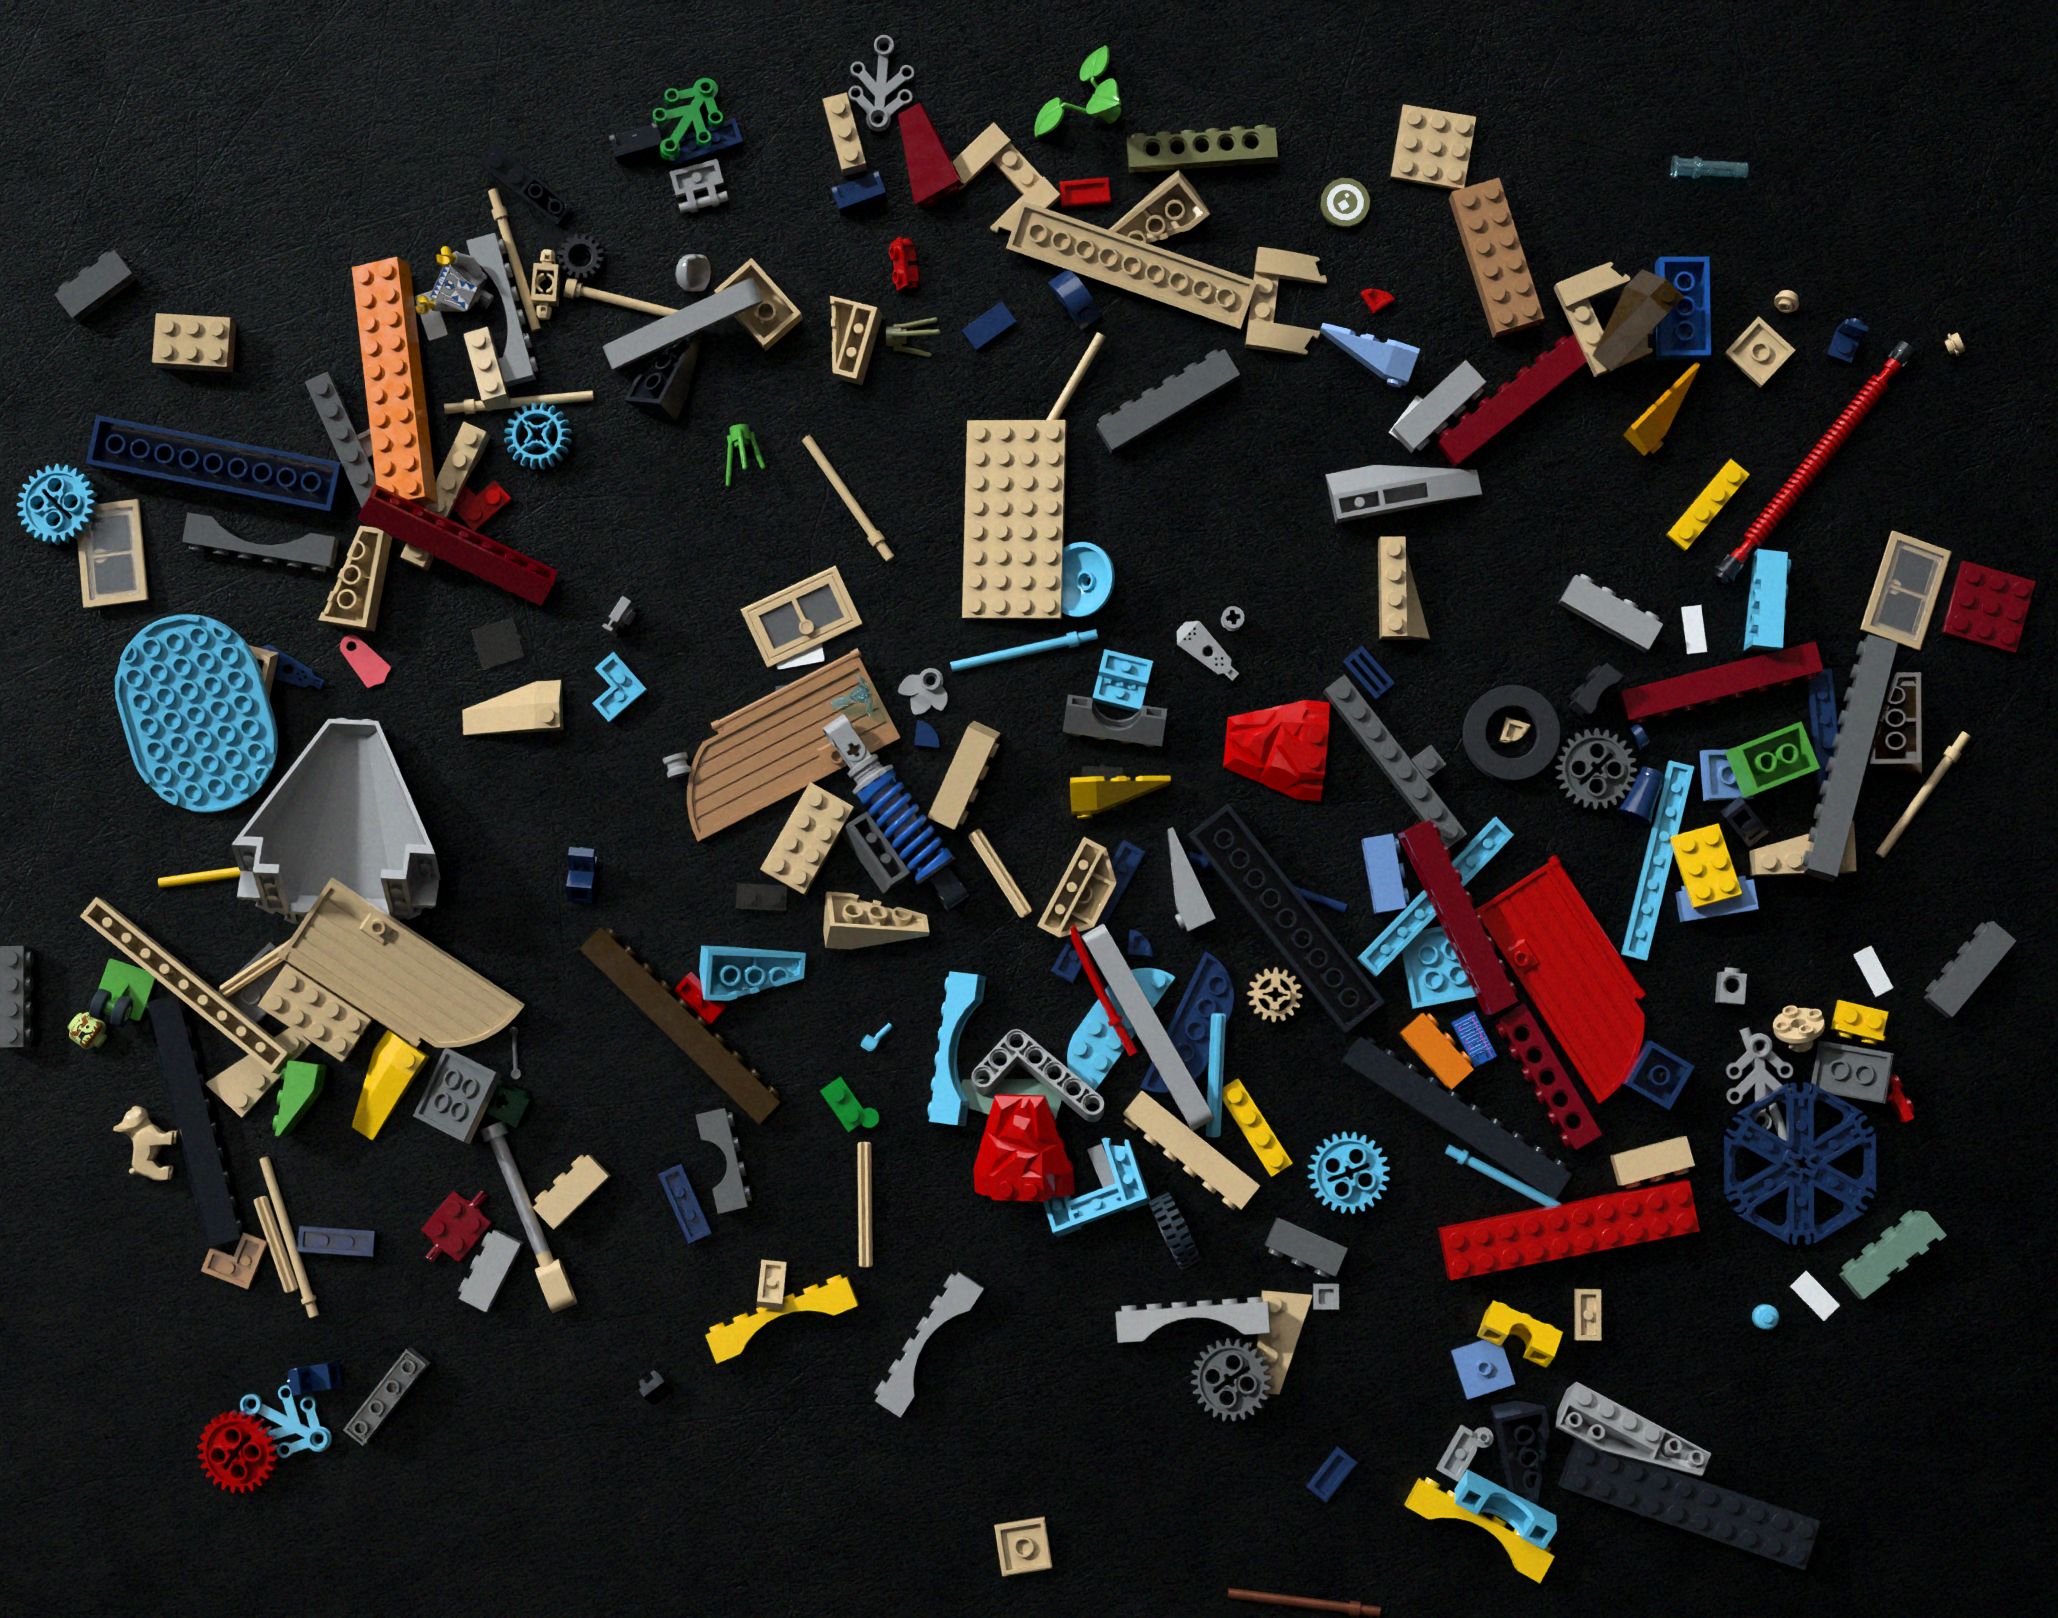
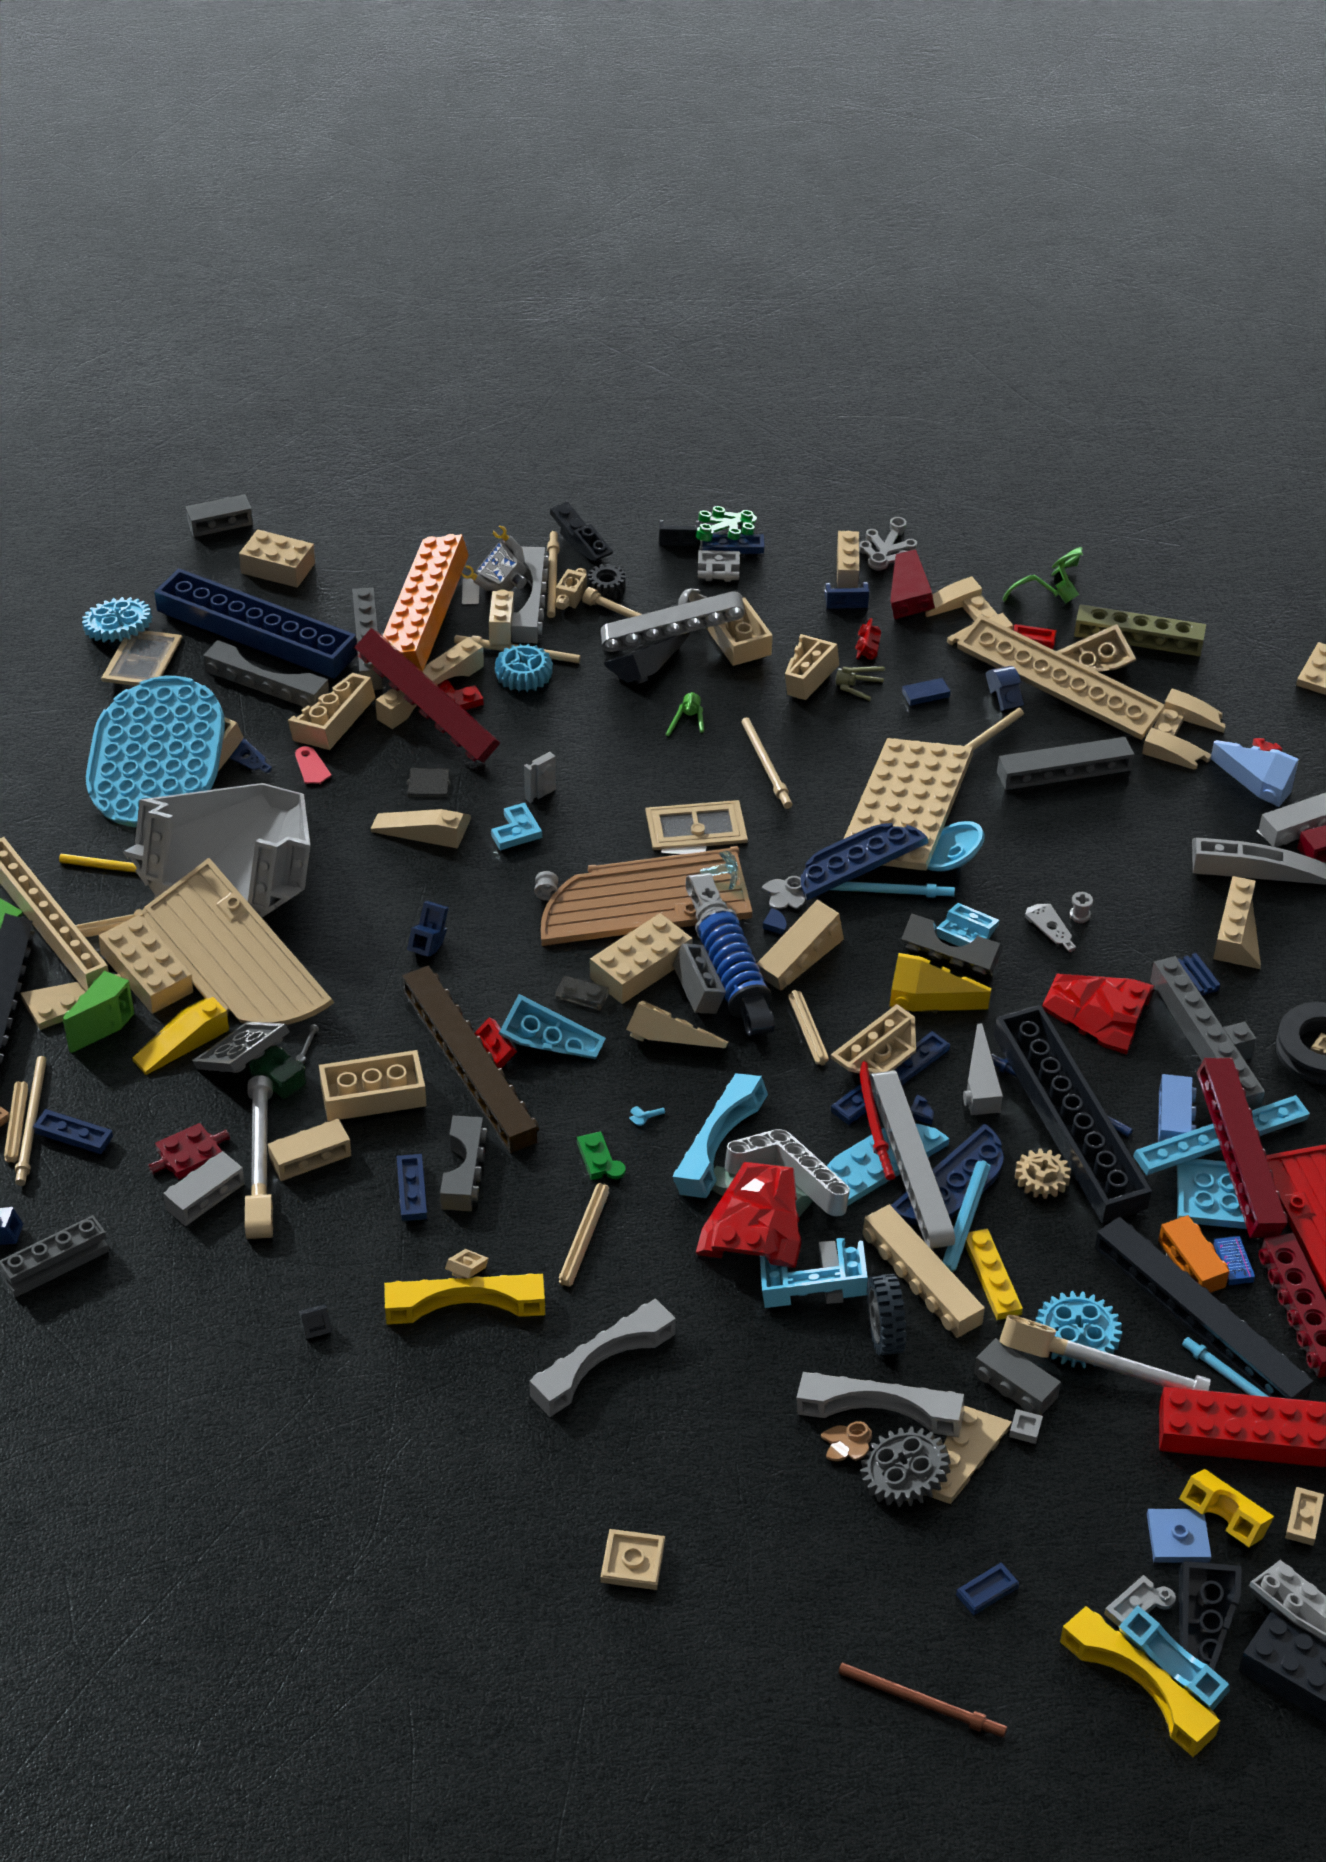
camera: 15 degrees right, 40 degrees down
(603, 1098) = (372, 1085): none -> tan brick
(987, 631) = (858, 856): none -> dark blue plate
(1170, 1366) = (848, 1441): none -> medium nougat plate
(1317, 1210) = (1041, 1340): none -> piece
(1345, 202) = (1253, 687): olive tile -> none

